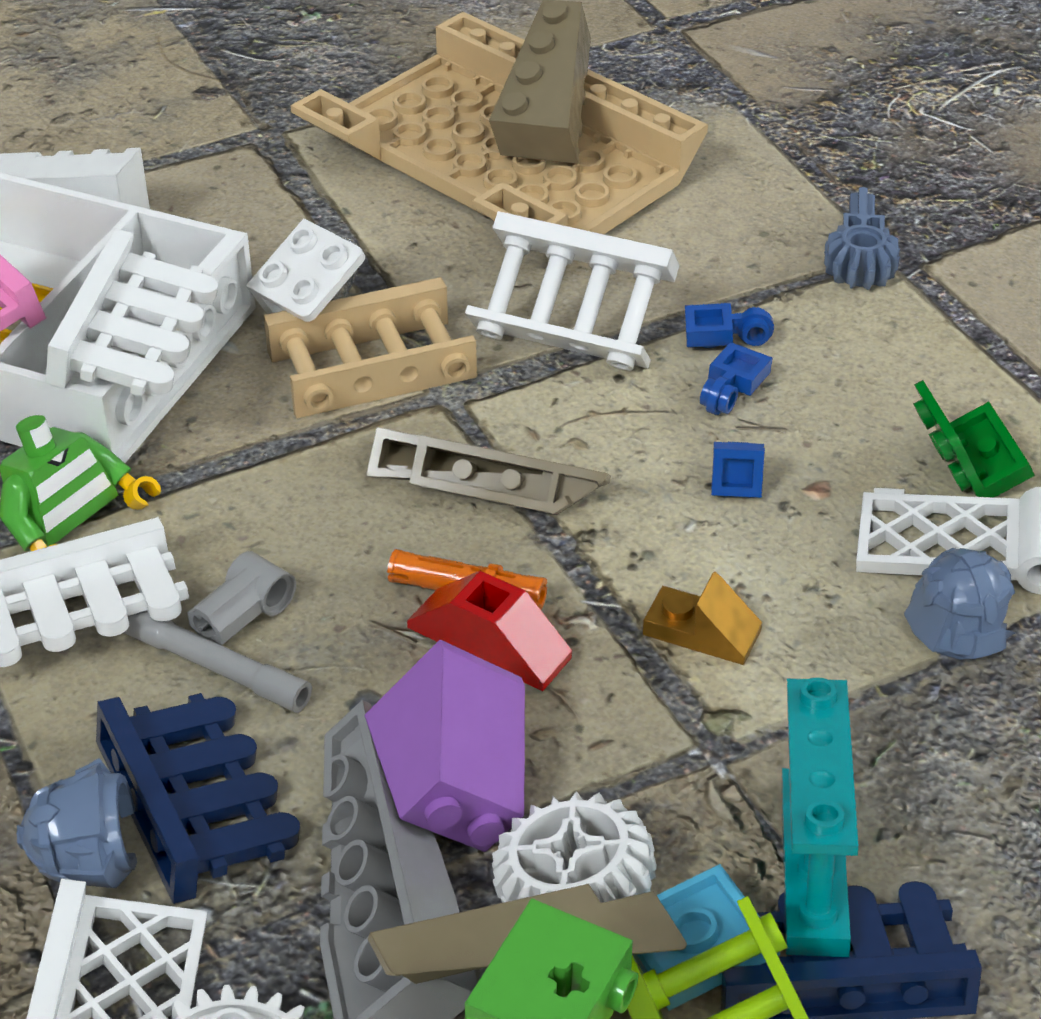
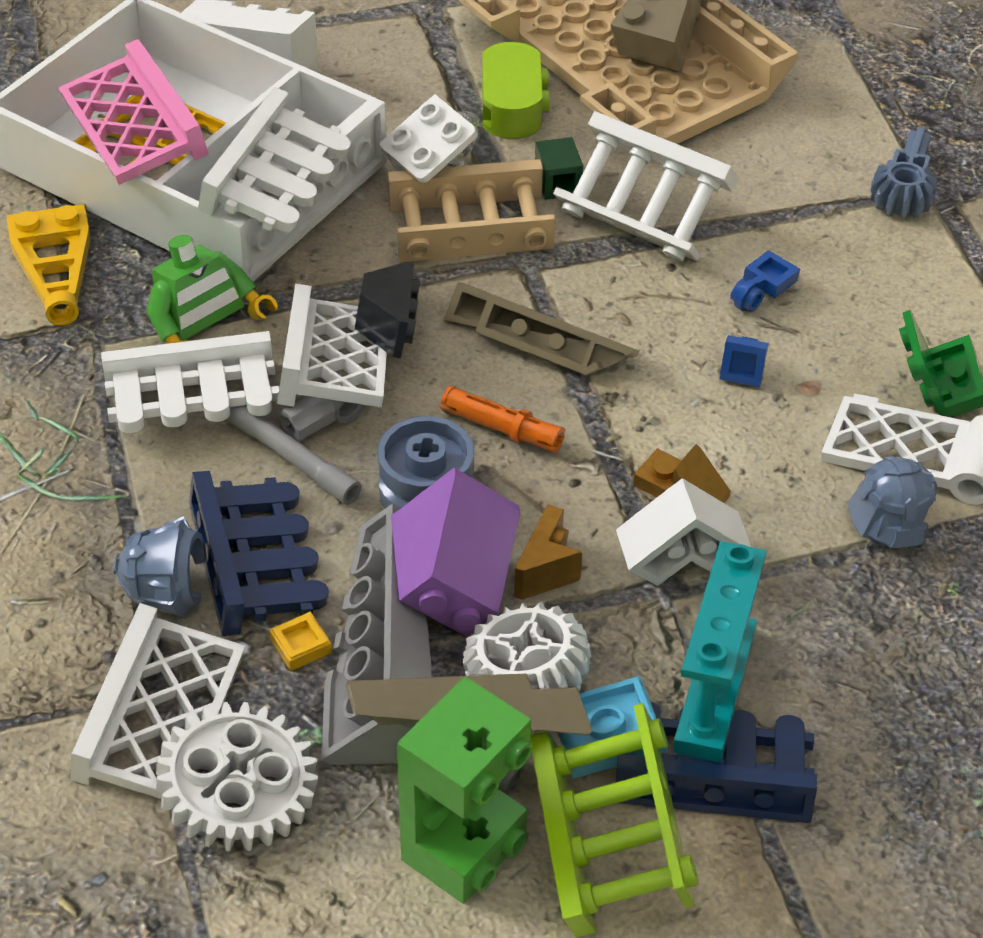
camera: 10 degrees right, 5 degrees up
(205, 531) = (305, 345): none -> white fence
(277, 893) = (300, 641): none -> yellow tile
(300, 469) = (388, 307): none -> black slope
(379, 639) = (418, 454): none -> sand blue wheel
(388, 209) = (513, 90): none -> lime brick
(466, 282) = (560, 165): none -> dark green brick
(495, 625) = (518, 463): red slope -> none
(566, 740) = (546, 558): none -> pearl gold slope
(715, 324) = (761, 231): blue plate -> none
(718, 678) = (678, 529): none -> white brick

